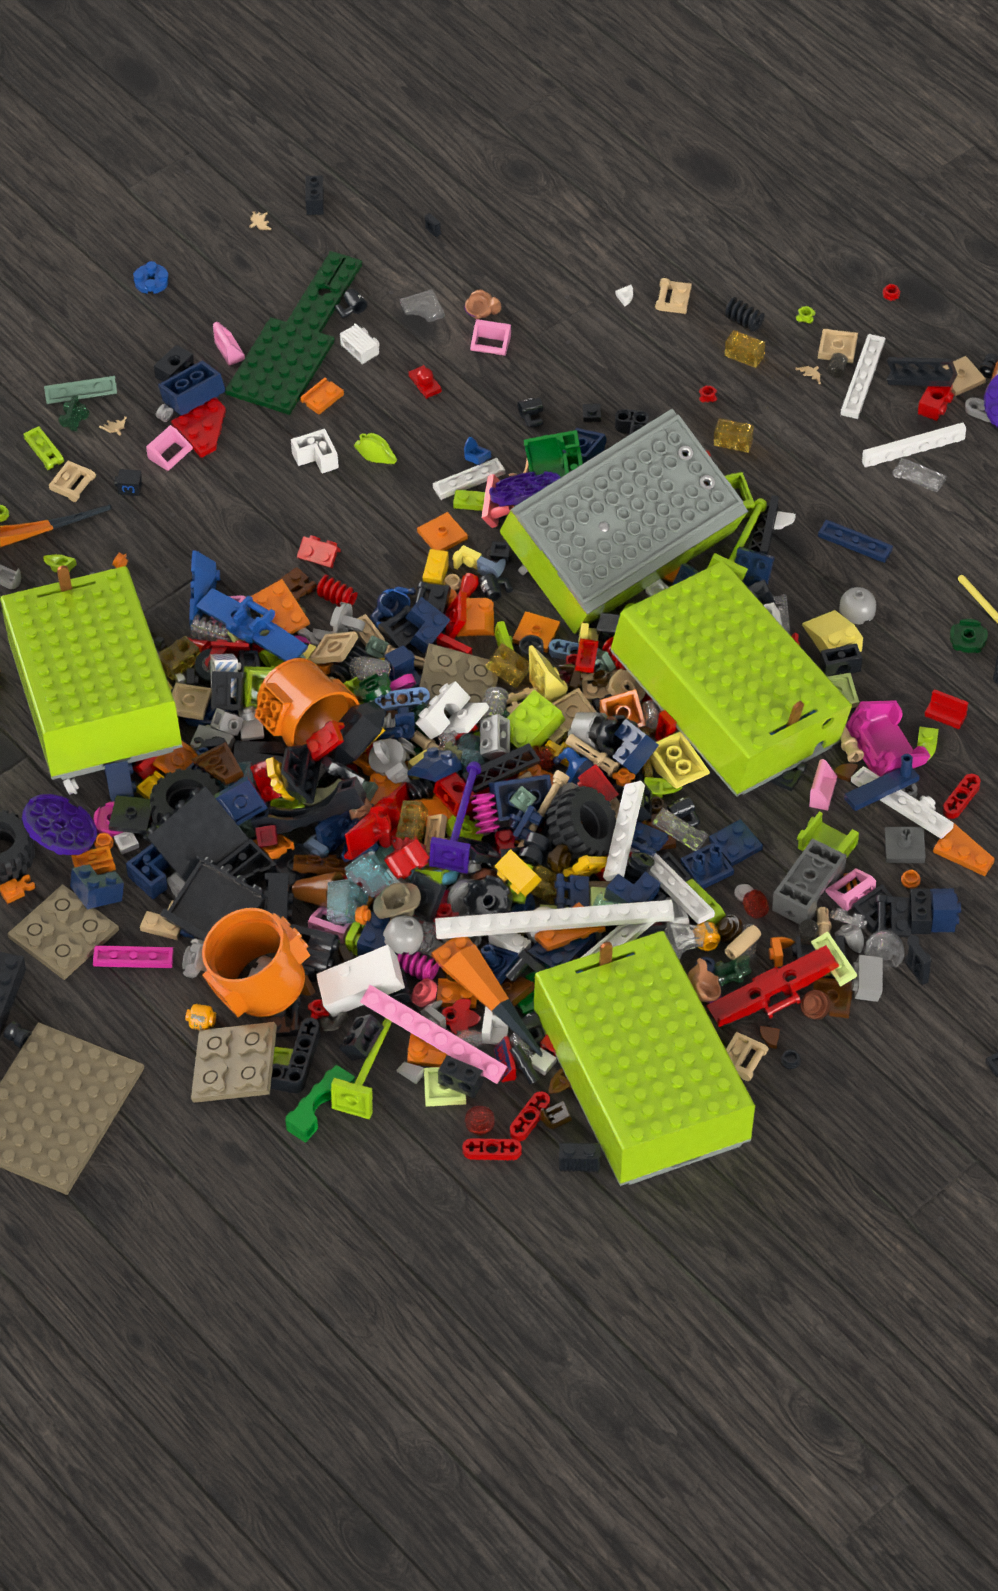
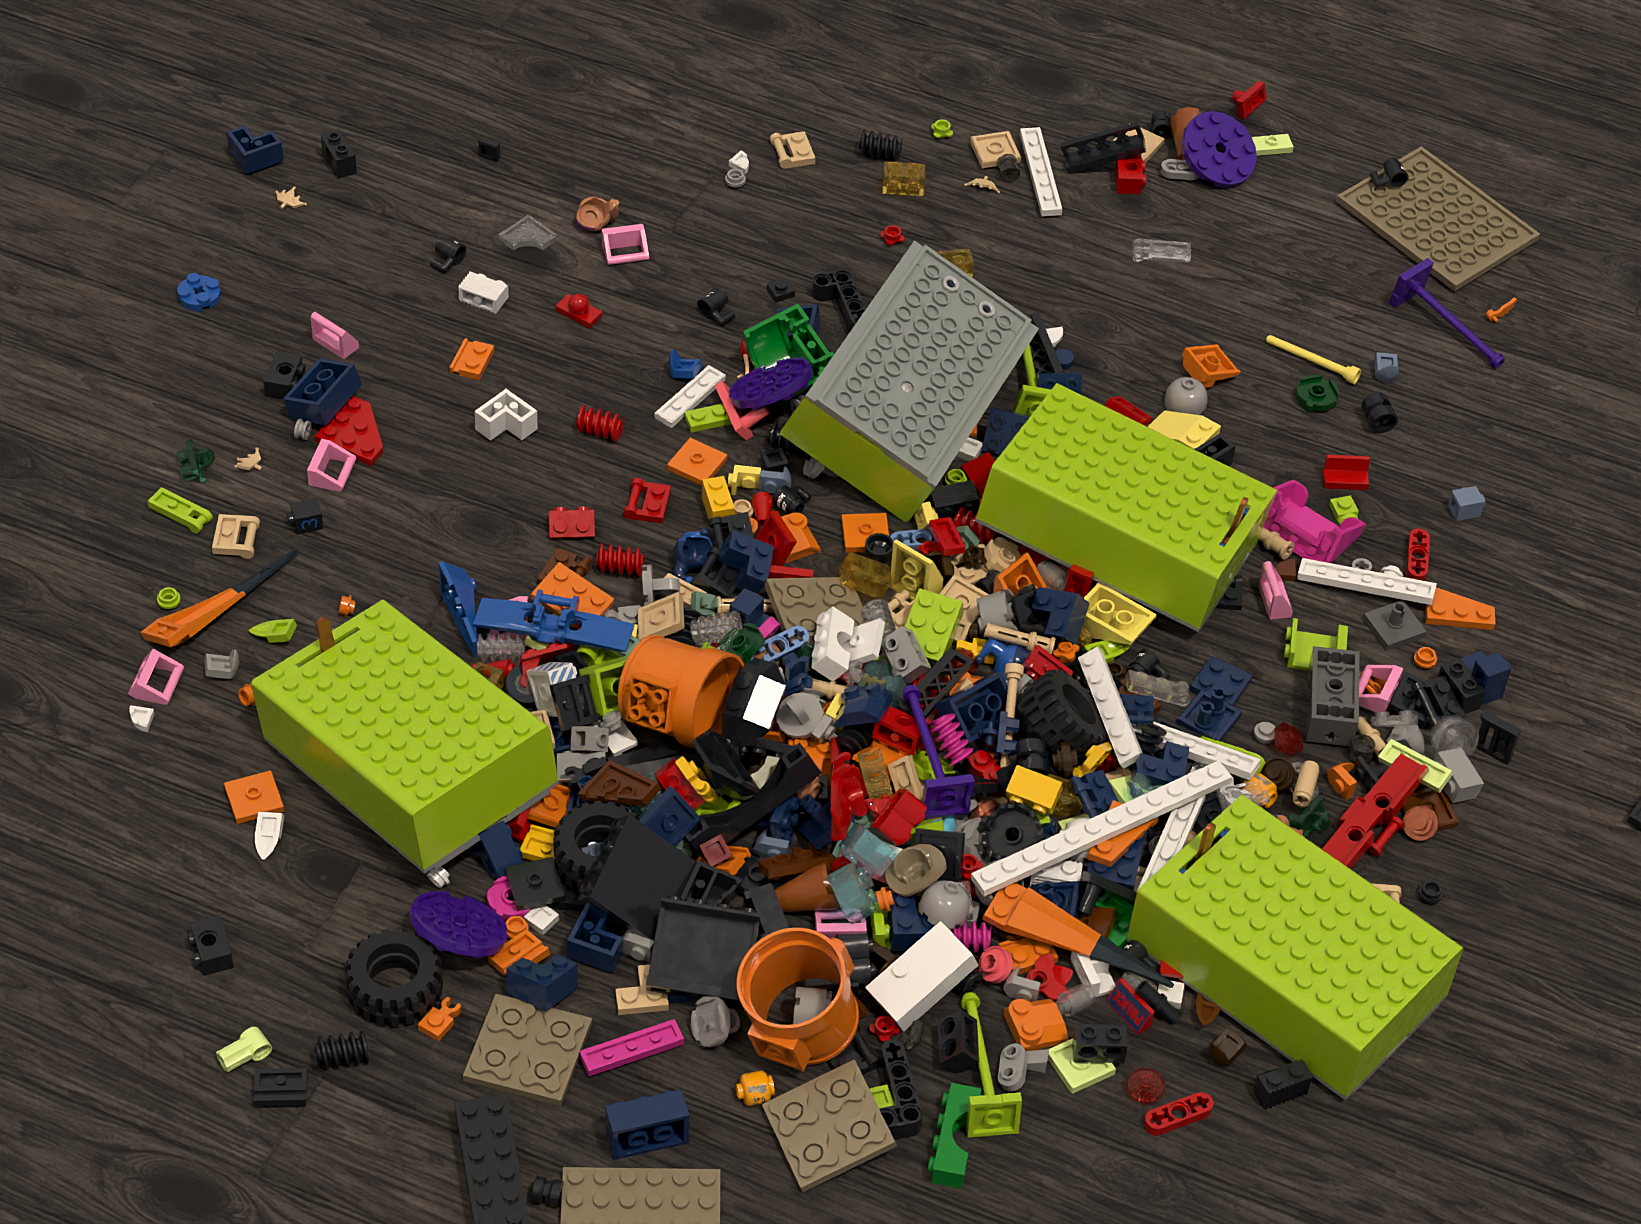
camera: 30 degrees left, 5 degrees down
(82, 389) = (194, 429): sand green plate -> none
(107, 1013) = (647, 1124): none -> dark blue brick
(253, 174) = (254, 152): none -> dark blue brick
(292, 351) = (405, 326): dark green piece -> none
(325, 740) = (732, 716): red bracket -> none
(375, 449) = (567, 395): lime hat -> none
(384, 478) = (600, 424): none -> red piece
(390, 556) = (654, 504): none -> red plate
(392, 1071) = (1014, 1062): none -> light grey plate
(432, 1033) = (1039, 1004): bright pink plate -> none
(502, 636) = (834, 548): lime plate -> none
(522, 799) = (986, 708): sand green tile -> none
(529, 1125) = (1203, 1053): red beam -> none
(612, 307) = (735, 178): none -> light grey plate
(770, 1036) = (1392, 874): reddish brown tile -> none
(780, 541) = (1065, 358): none -> dark blue tile
(803, 602) = (1129, 410): none -> red slope
(855, 541) = (1141, 335): dark blue plate -> none
(883, 785) = (1341, 568): dark blue piece -> none
(891, 292) = (1014, 83): red plate -> none
(892, 583) = (1208, 364): none -> orange slope
(914, 444) = (1137, 222): white plate -> none

